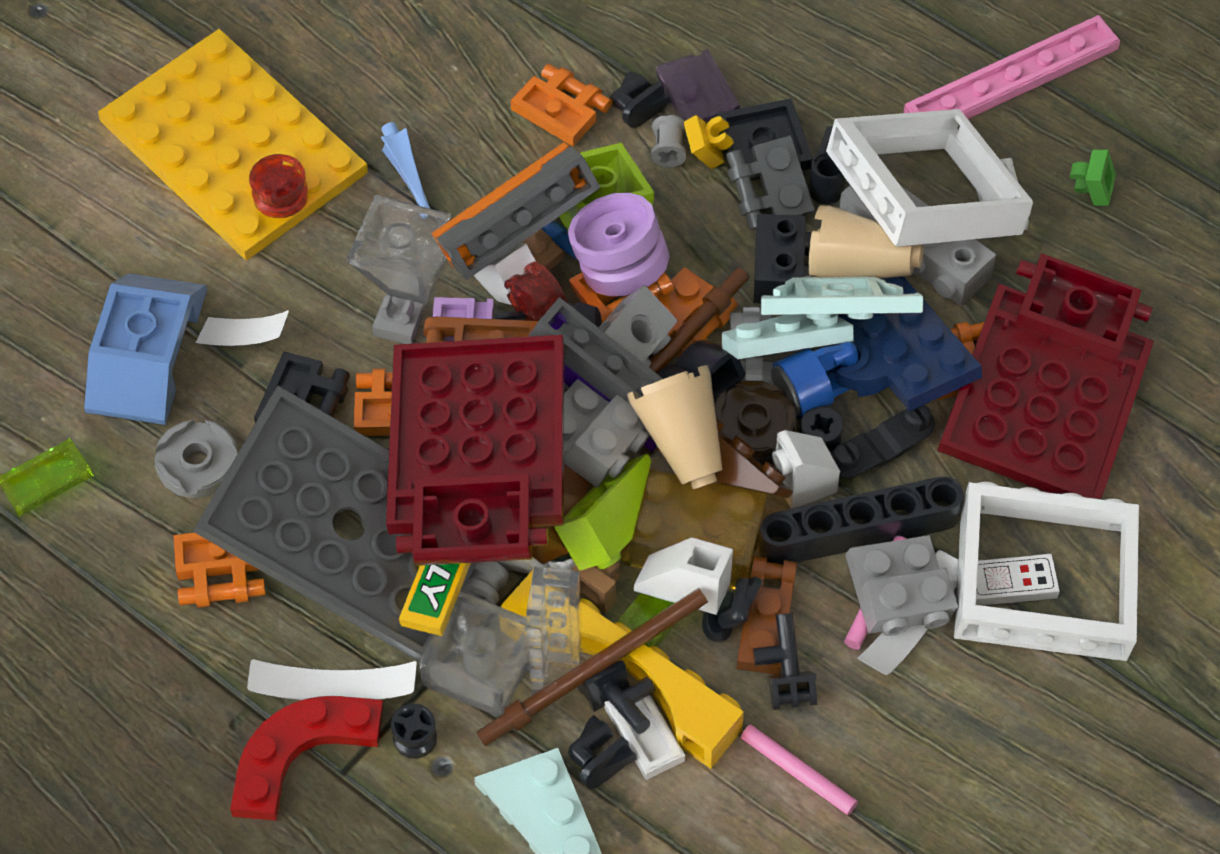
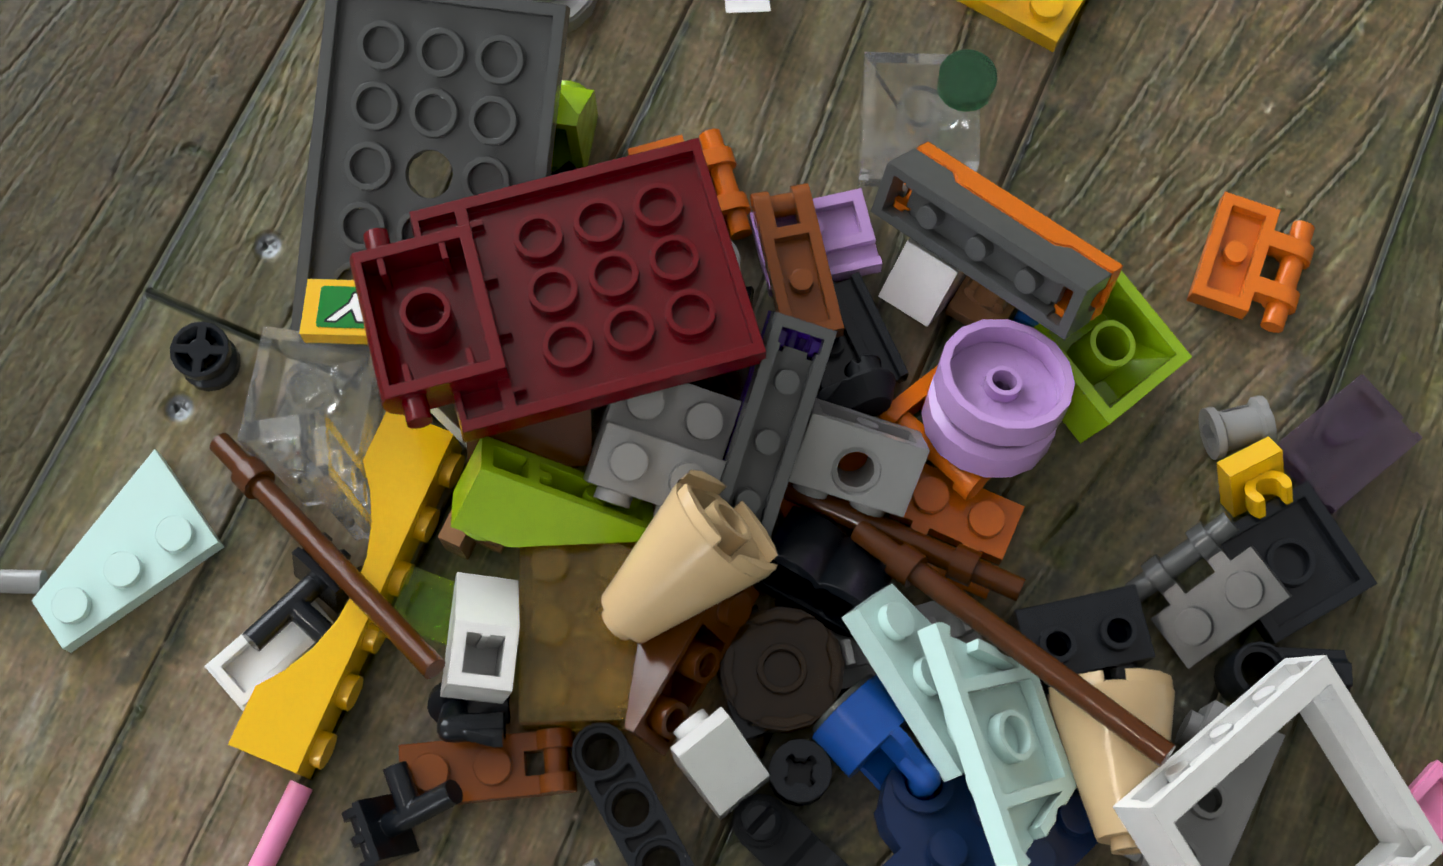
camera: 75 degrees right, 15 degrees up
(288, 734) = (173, 207): red plate -> none
(303, 379) = (662, 60): black plate -> none
(310, 683) = (261, 233): white sticker -> none
(394, 202) = (966, 80): none -> clear green tile
(398, 319) = (824, 156): light grey tile -> none
(399, 152) = (1092, 79): light blue piece -> none
(533, 292) = (883, 310): clear red wheel -> none
(599, 767) = (250, 583): black piece -> none
(644, 106) = (1285, 375): black piece -> none
(712, 324) = (910, 568): none -> reddish brown bar

